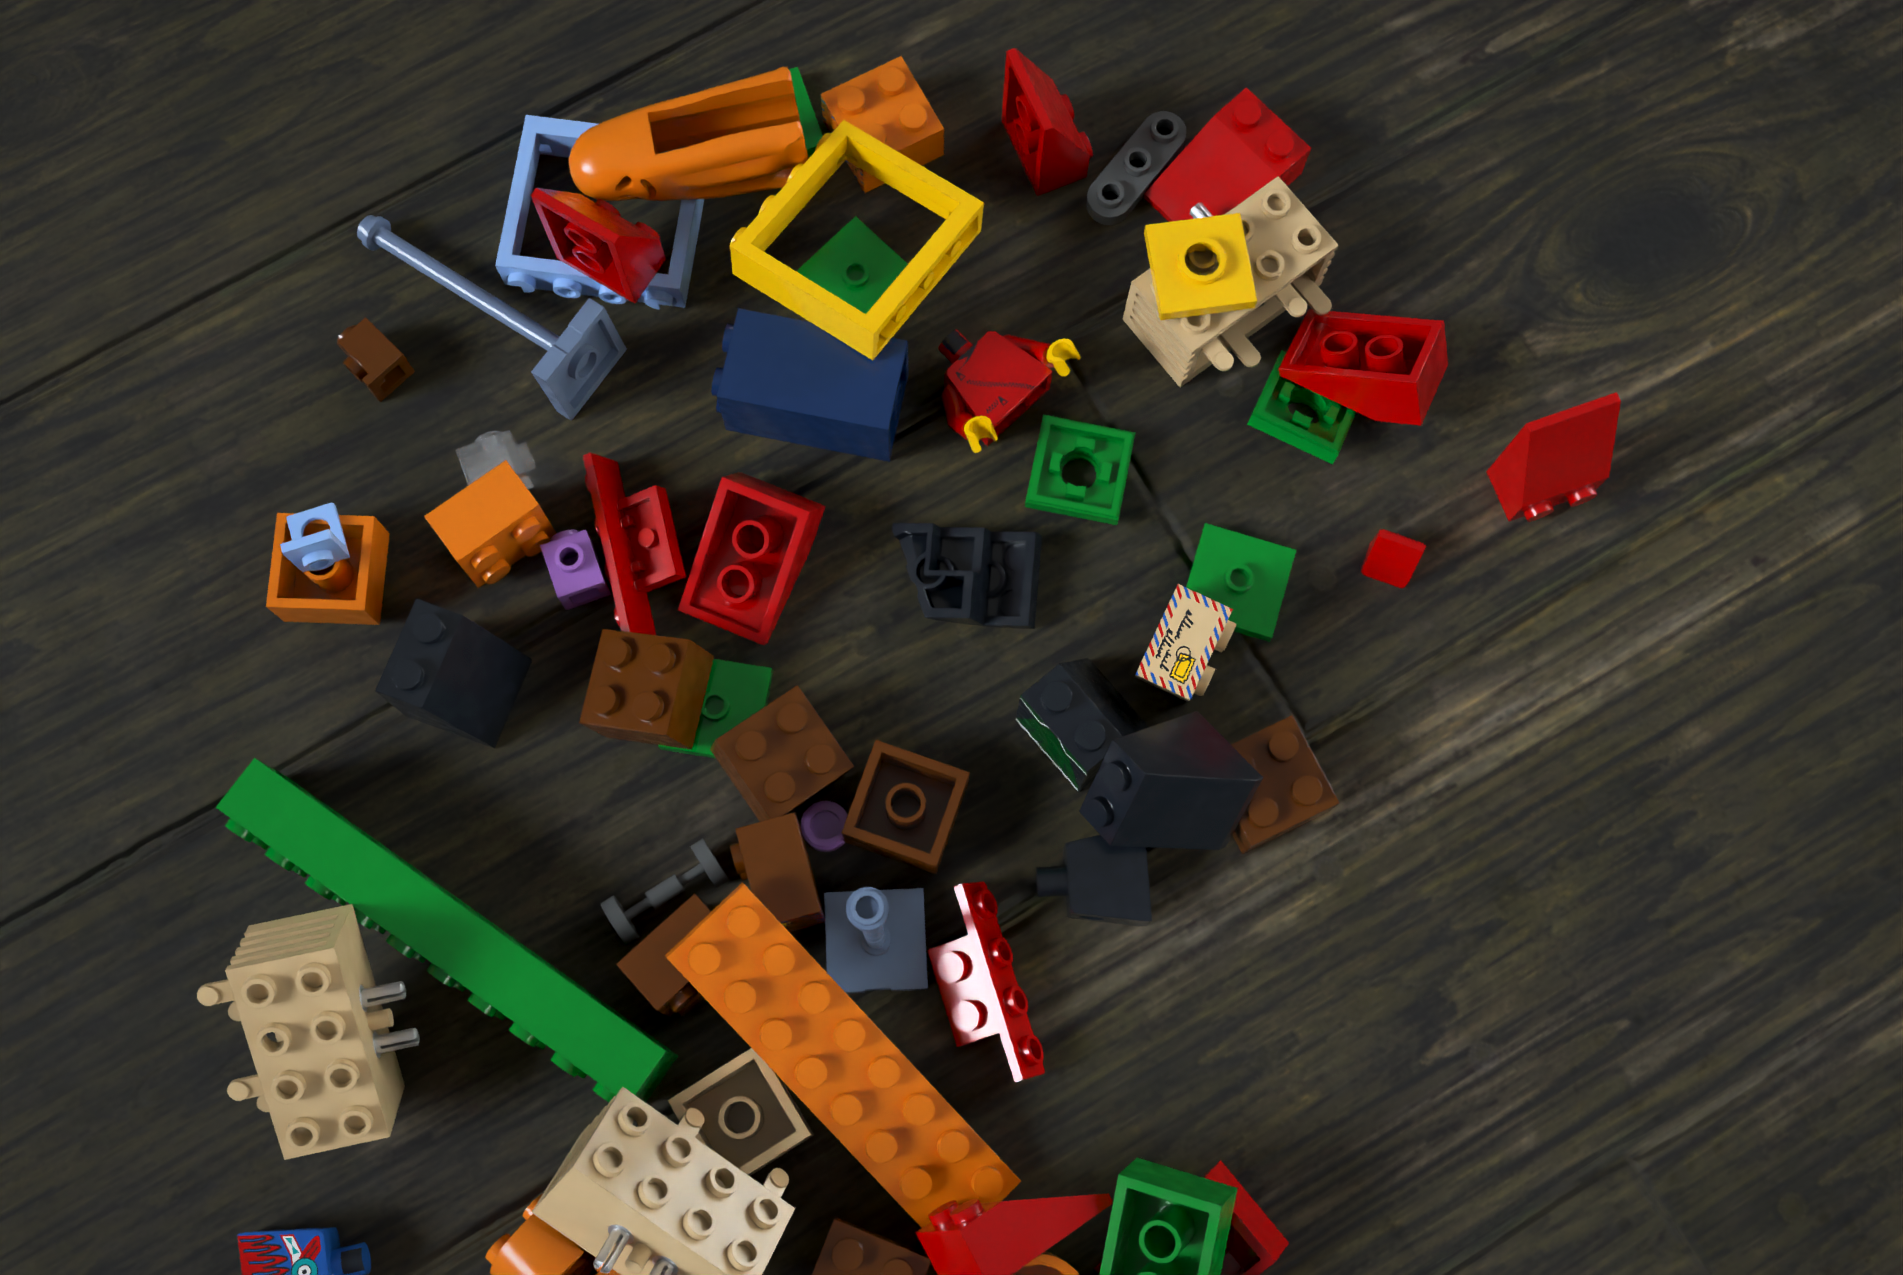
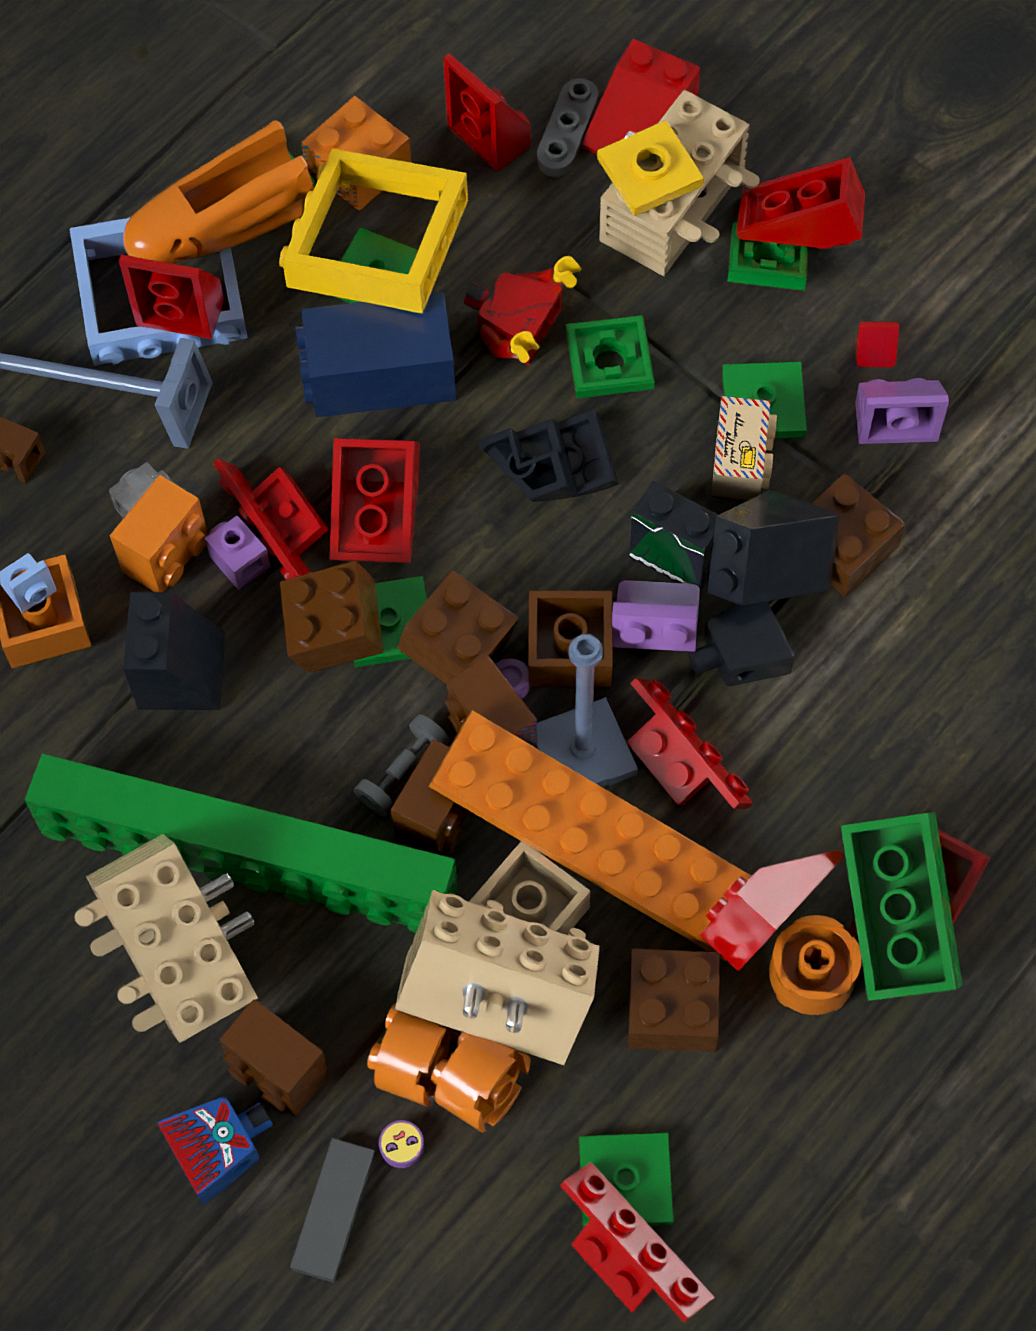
camera: 15 degrees left, 10 degrees down
(389, 1204) = (274, 1058): none -> reddish brown brick
(1015, 810) = (656, 615): none -> medium lavender bracket
(1389, 651) = (900, 411): none -> medium lavender slope
(1557, 459) = (973, 228): red slope -> none

